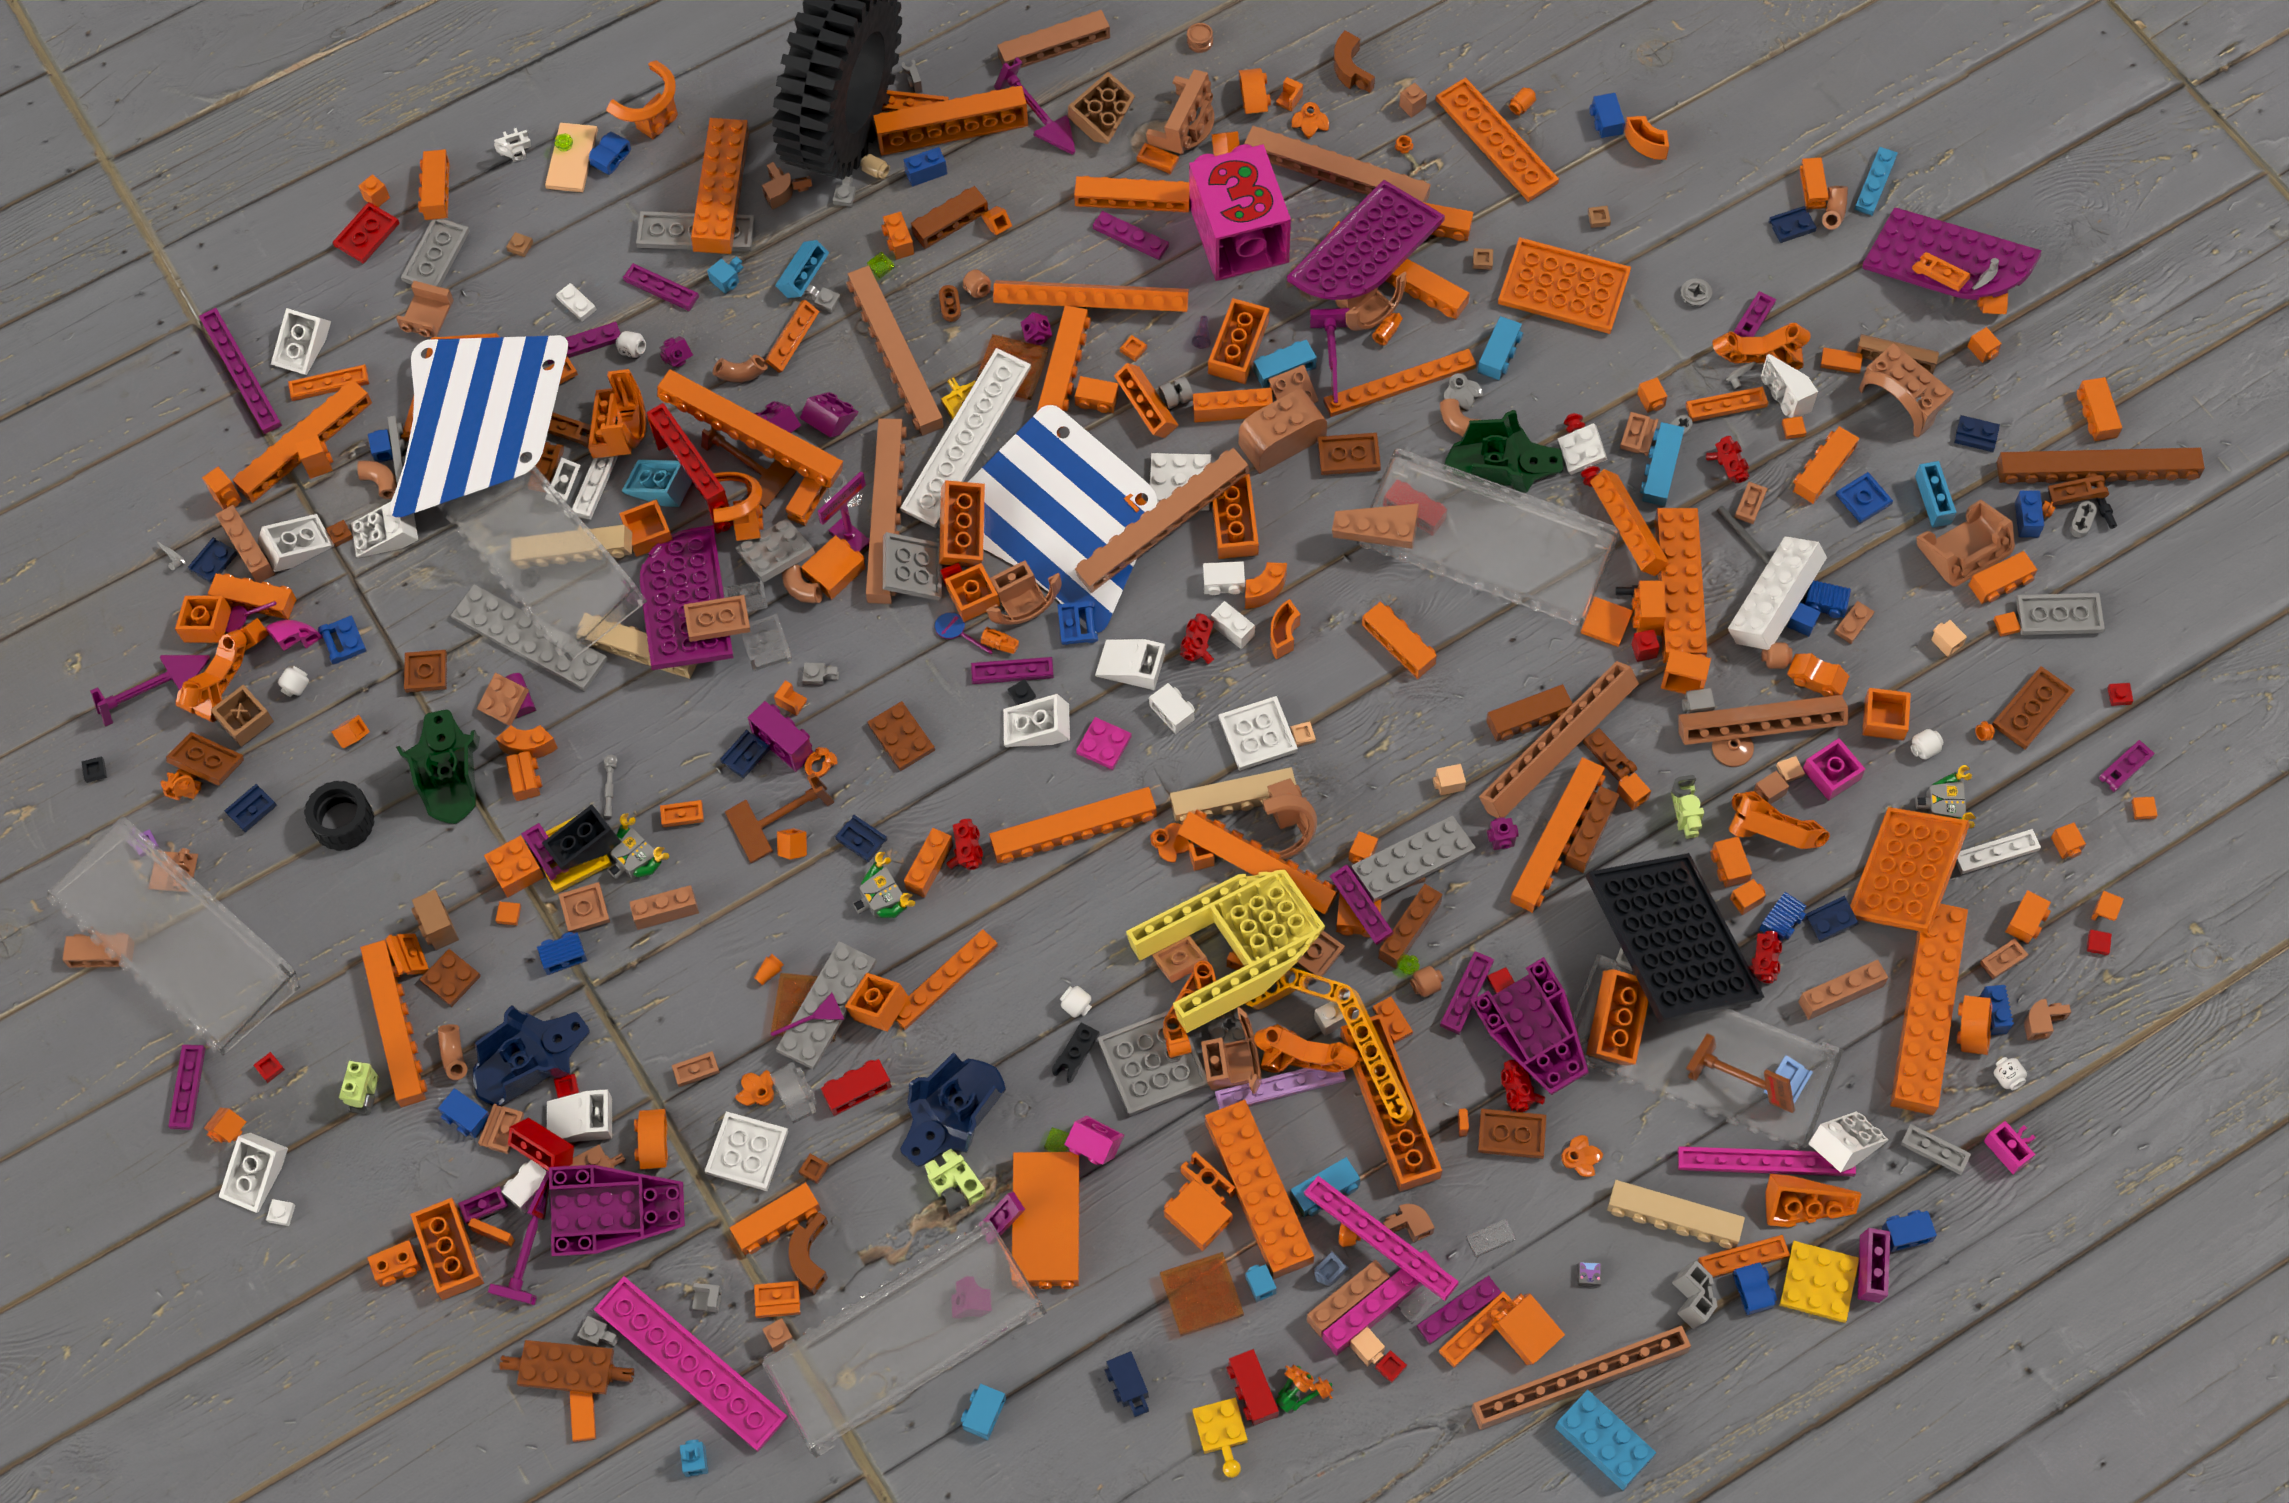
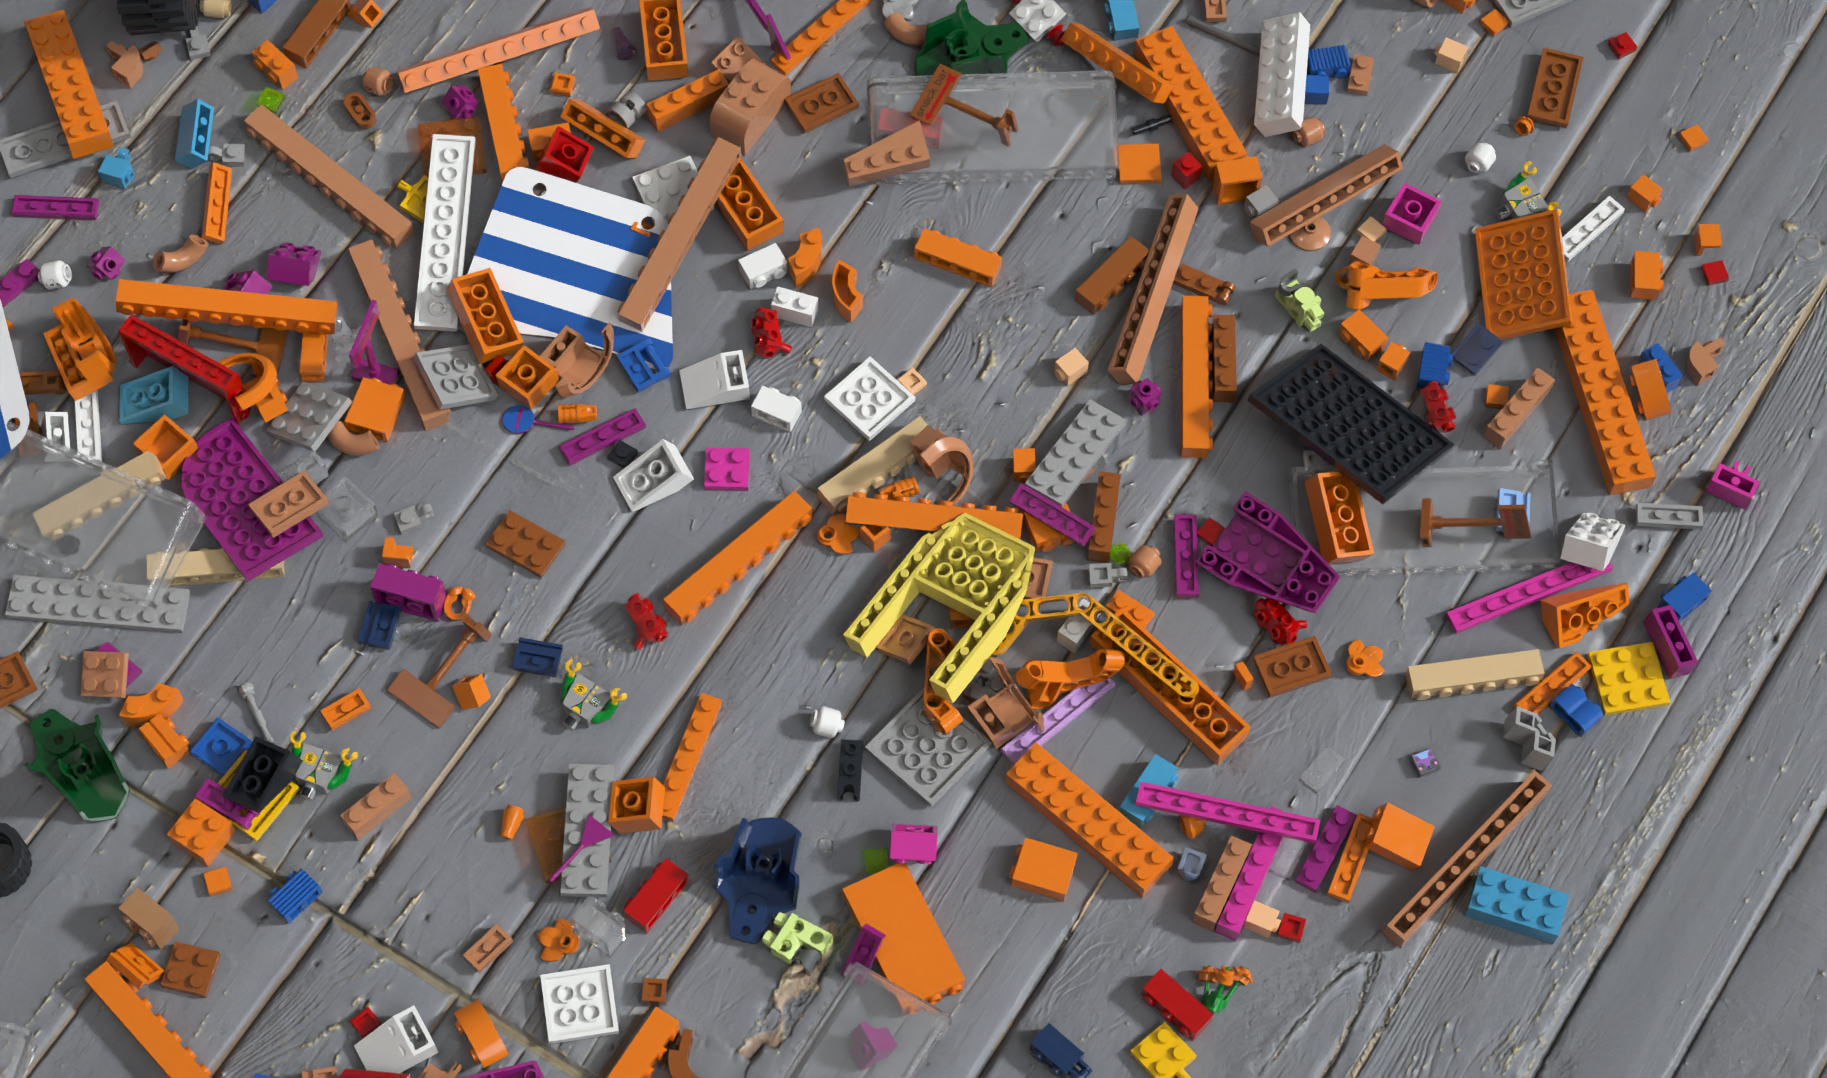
camera: 30 degrees left, 0 degrees up
(452, 1051) = (231, 1040): nougat cylinder -> none
(524, 1054) = (309, 1011): dark blue piece -> none
(564, 800) = (220, 747): none -> blue plate
(584, 908) = (294, 842): nougat plate -> none
(928, 862) = (616, 652): orange brick -> none
(1099, 412) = (564, 156): none -> red slope
(1201, 1294) = (1084, 941): clear orange plate -> none
(1208, 1171) = (1031, 824): orange piece -> none
(1245, 825) = (906, 488): none -> orange hinge
(1260, 1282) = (1134, 905): dark azure brick -> none
(1284, 360) = (716, 40): dark azure brick -> none
(1383, 978) = (1102, 575): none -> light grey plate
(1413, 1219) = (1245, 785): nougat brick -> none
(1448, 487) = (938, 94): none -> dark orange piece
(1633, 790) = (1243, 307): orange brick -> none
(1649, 606) = (1174, 133): orange brick -> none
(1818, 675) = (1354, 135): orange brick -> none
(1829, 969) = (1497, 396): none -> orange tile
(1886, 714) = (1432, 144): orange piece -> none
(2004, 959) = (1642, 321): nougat plate -> none
(2010, 1073) = (1699, 420): white head -> none
(2127, 765) = (1660, 105): magenta plate -> none

